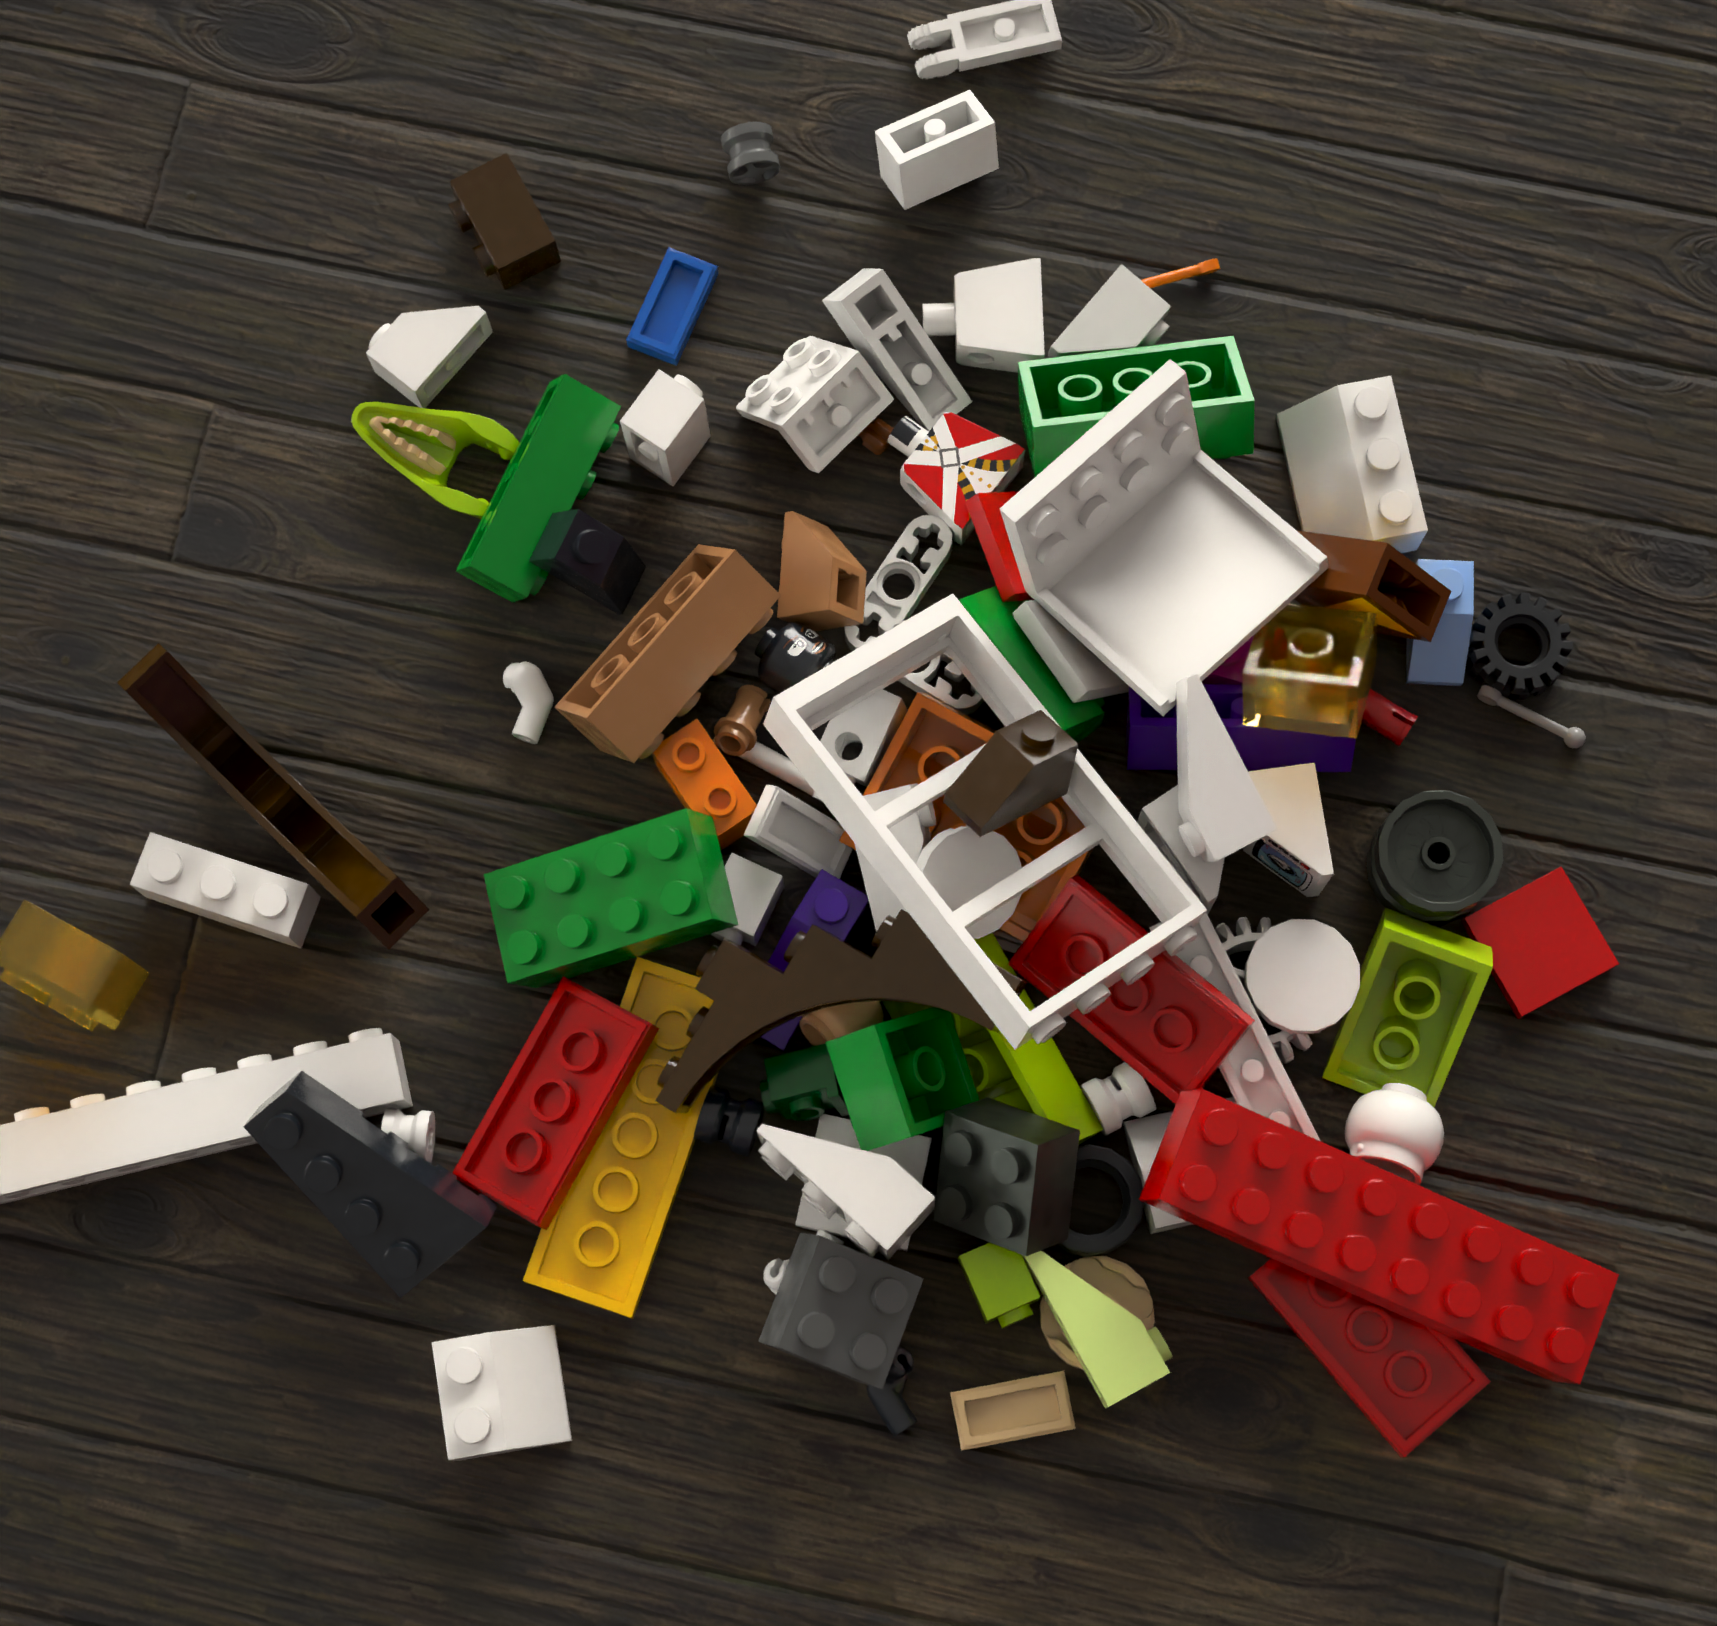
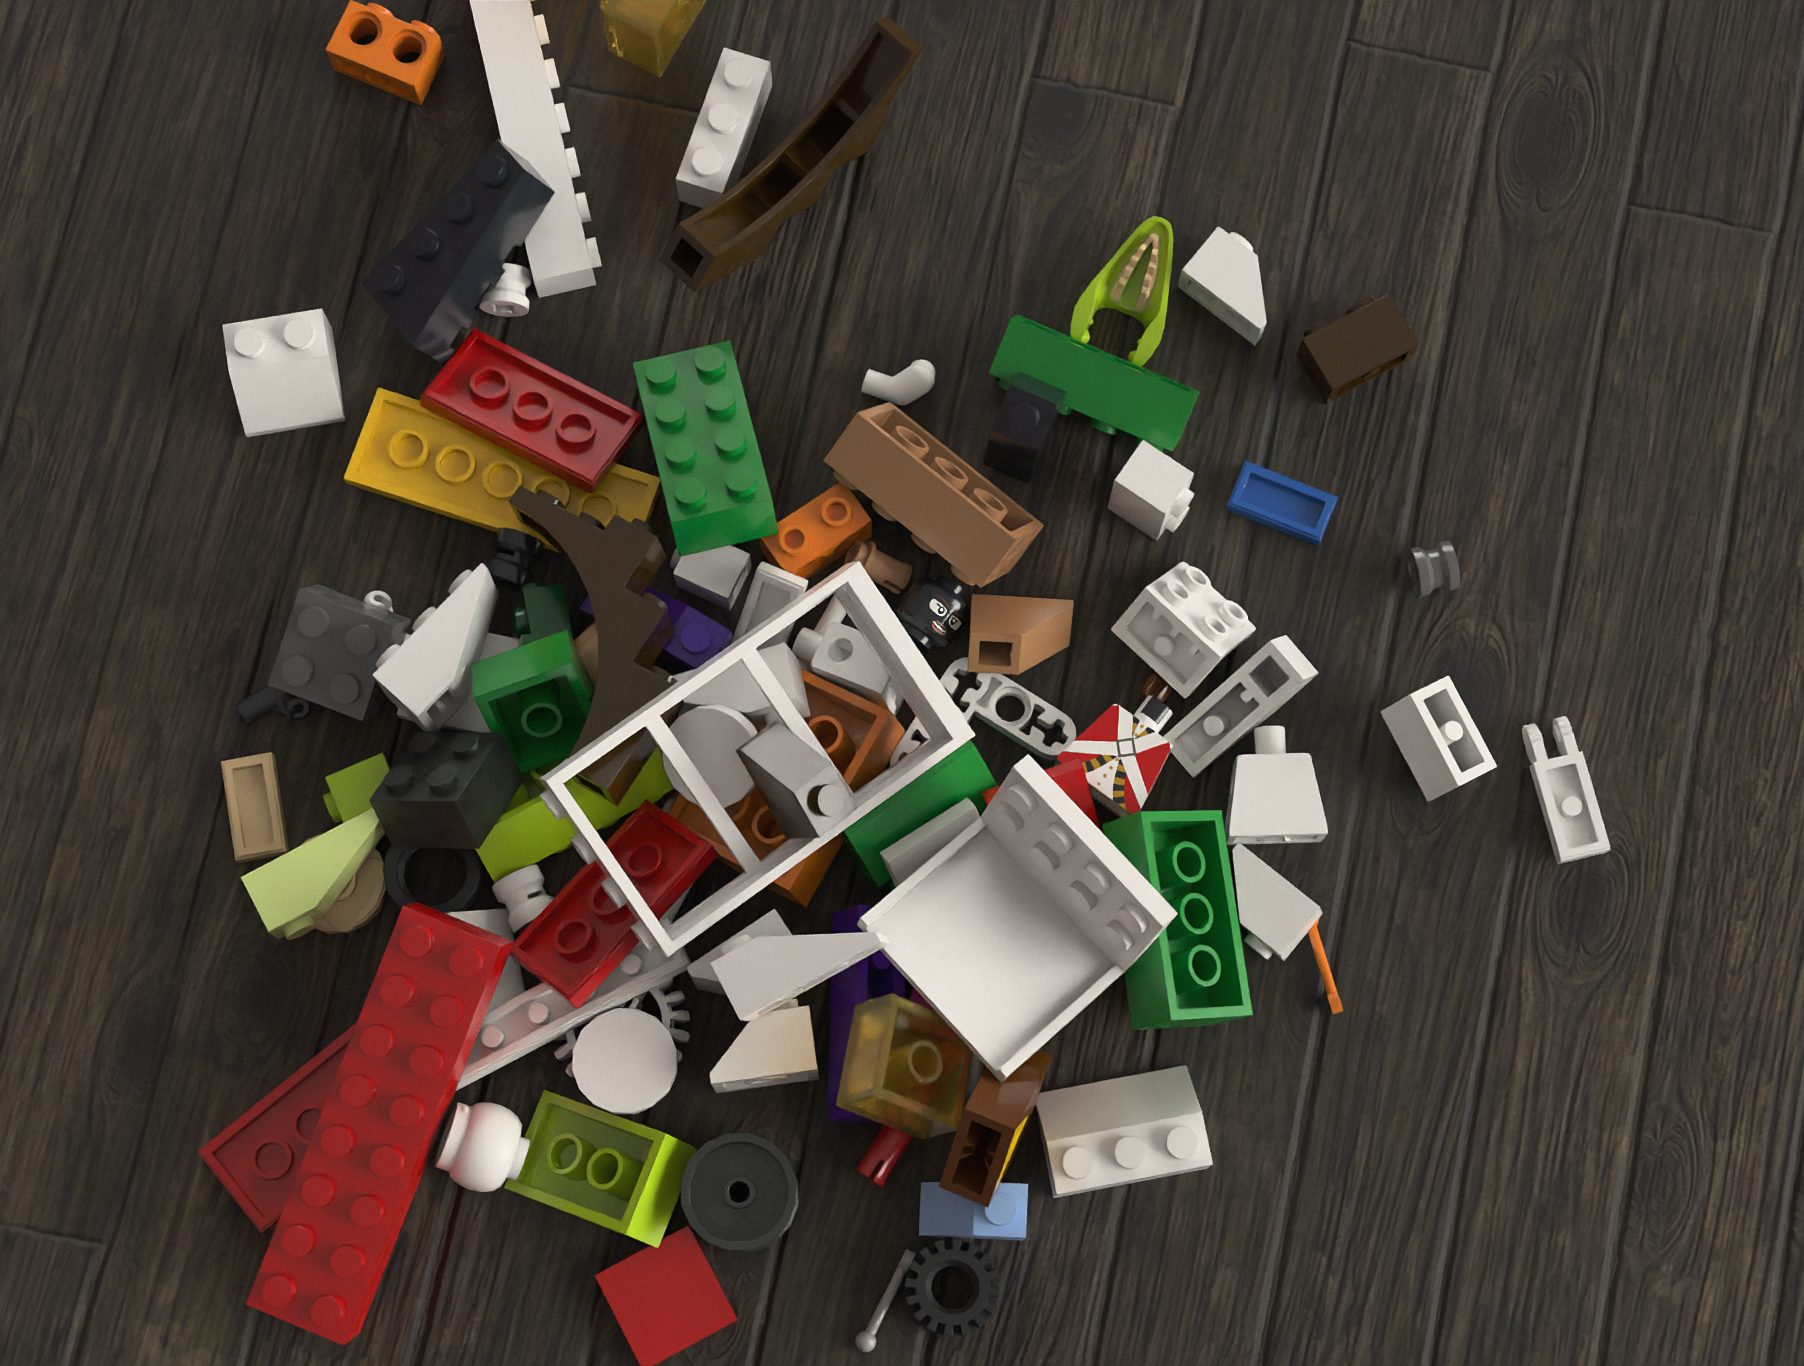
camera: 85 degrees right, 0 degrees up
(119, 1293) = (380, 60): none -> orange brick

